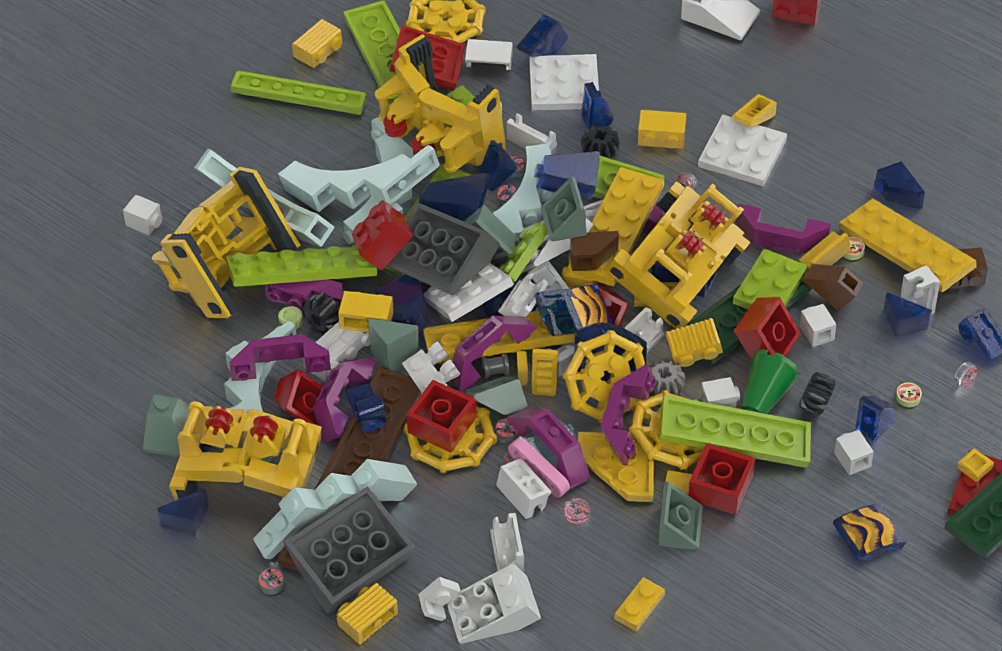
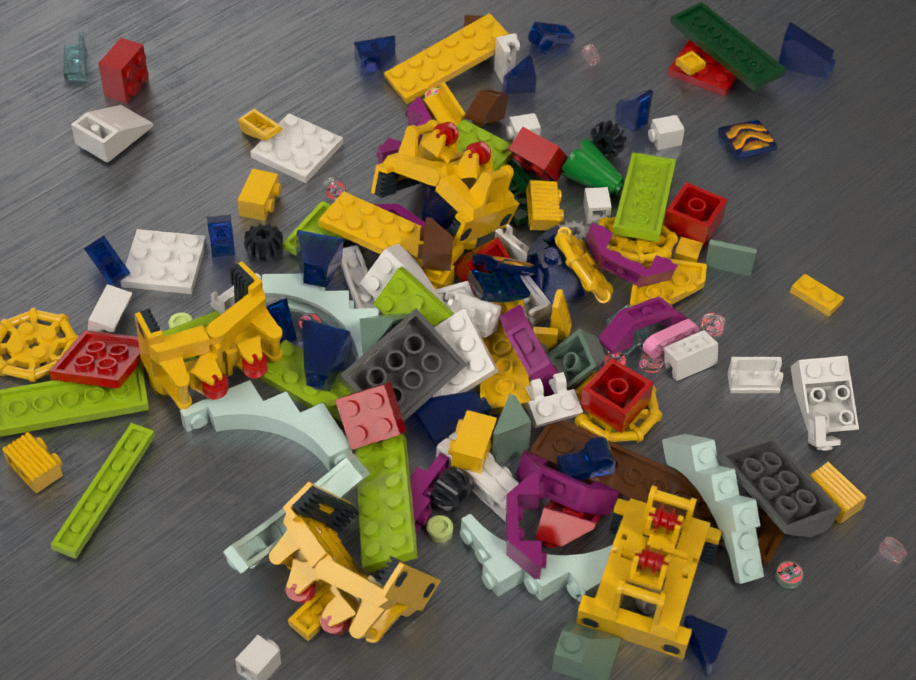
camera: 85 degrees left, 0 degrees up
(352, 187) = (270, 475): light aqua arch -> none
(565, 213) = (403, 243): sand green slope -> none
(908, 395) = (604, 93): tile -> none

